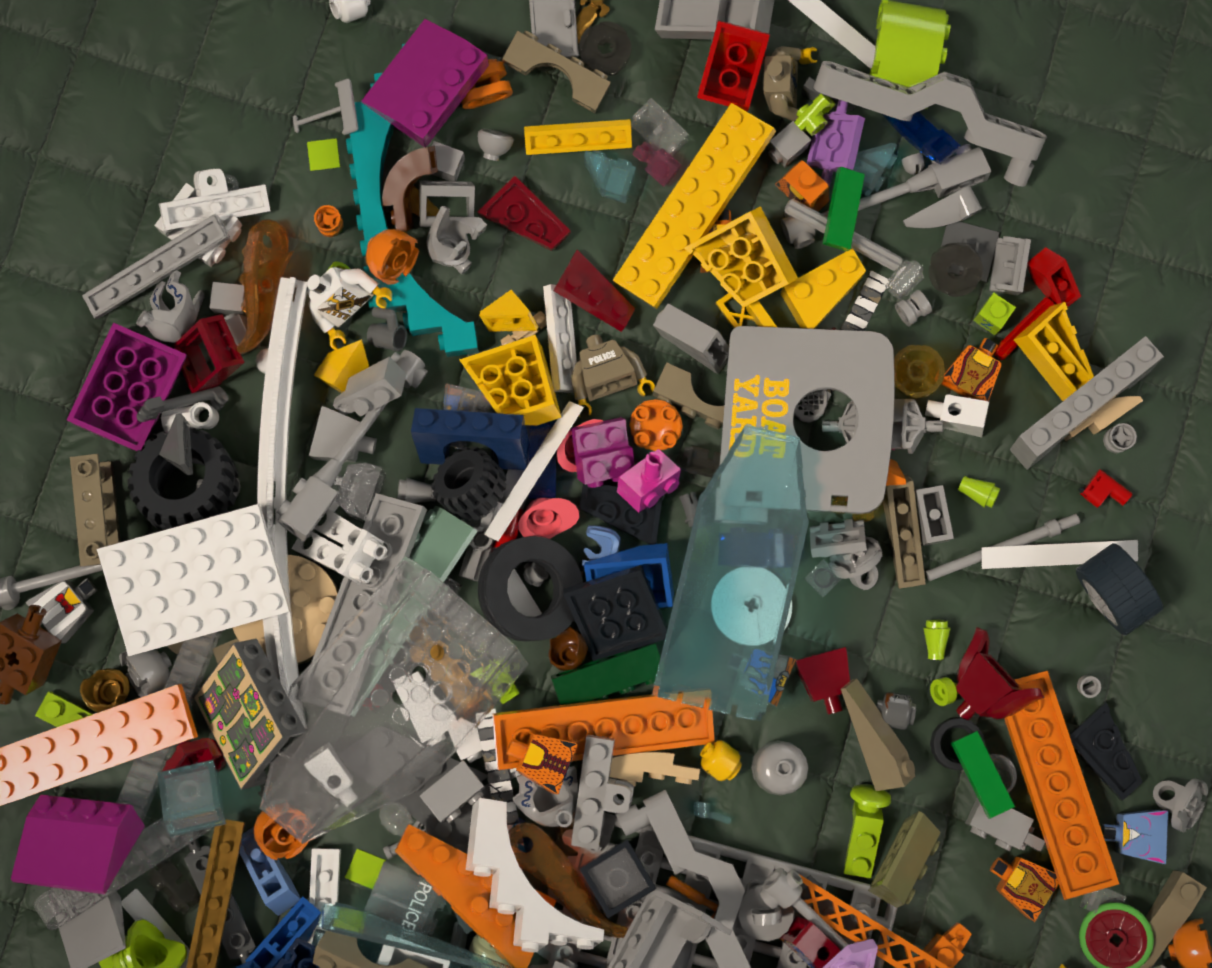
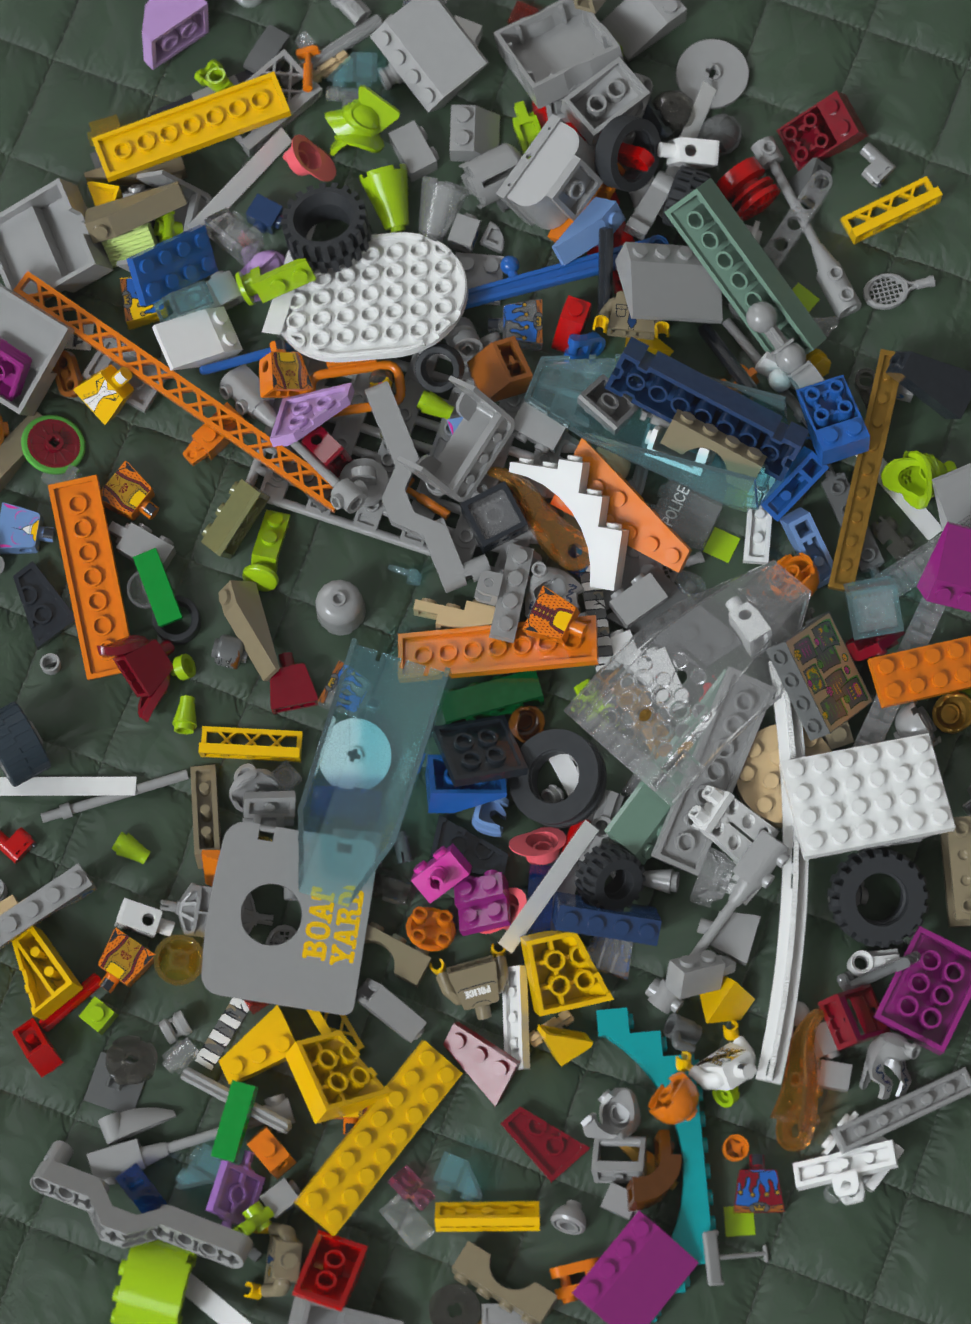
camera: 170 degrees left, 5 degrees down
(178, 445) = (881, 923): dark grey slope -> none
(305, 181) = (758, 1189): none -> torso
(720, 760) = (393, 617): yellow head -> none
(868, 602) = (250, 750): none -> yellow fence
(913, 163) = (160, 1173): light grey hinge -> none
(933, 516) = (178, 825): light grey brick -> none
(1009, 265) = (78, 1063): light grey hinge -> none

